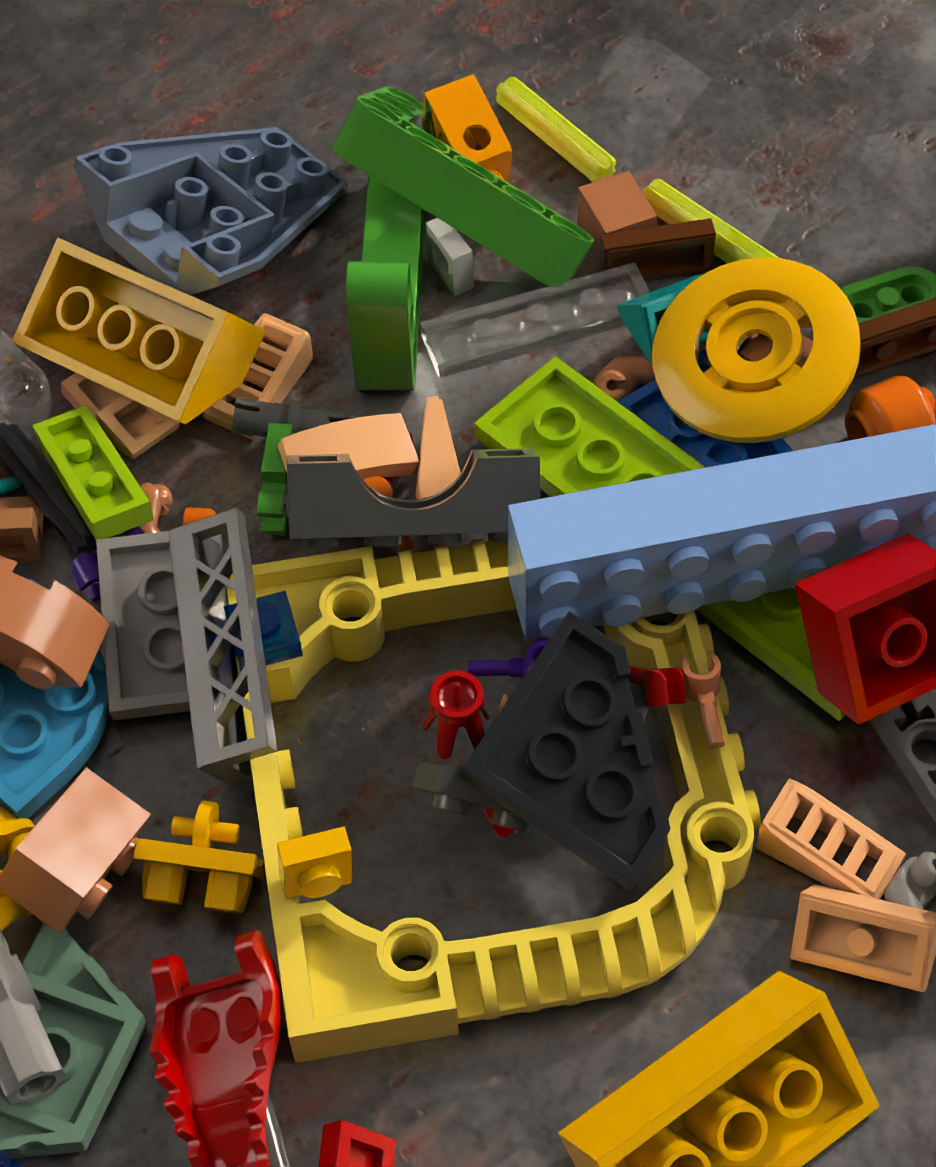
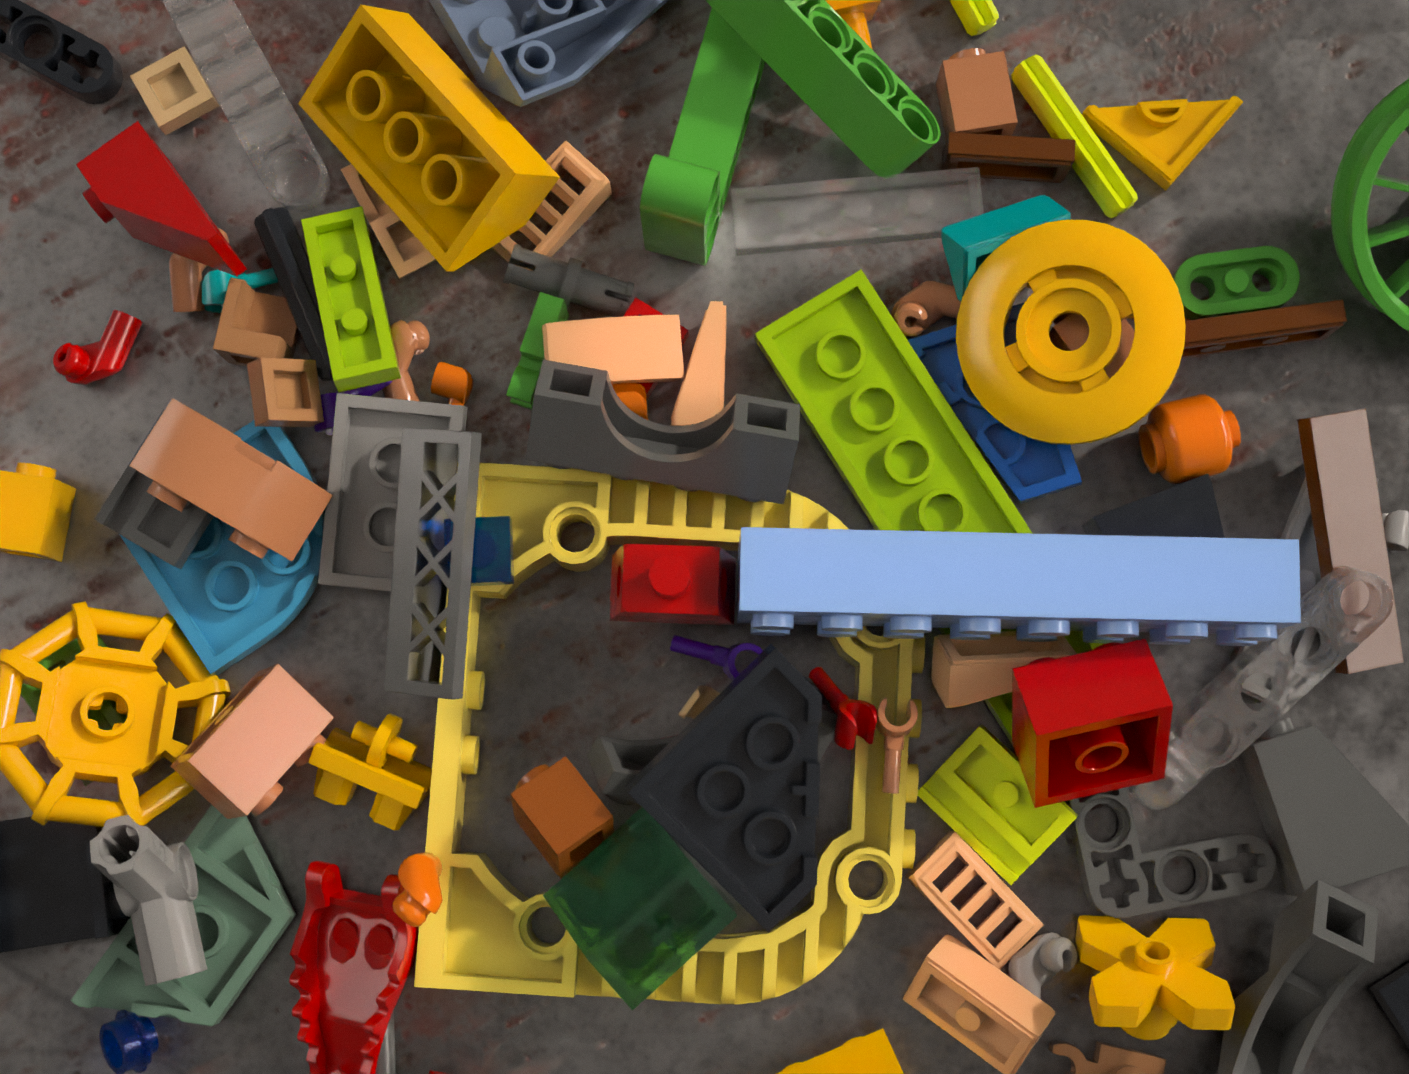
camera: 15 degrees right, 25 degrees up
(46, 553) = (285, 392): none -> medium nougat plate
(274, 914) = (422, 892): none -> orange arm
(315, 863) = (470, 836): yellow plate -> none
(403, 832) = (560, 814): none -> dark orange brick
(450, 256) = (784, 109): white tile -> none
(453, 602) = (673, 584): none -> red torso
(457, 703) = (645, 704): red piece -> none
(505, 882) = (639, 907): none -> clear green slope
(757, 624) = (983, 668): none -> light nougat slope
(785, 217) = (1163, 134): none -> yellow tile
(823, 751) = (990, 806): none -> neon yellow plate

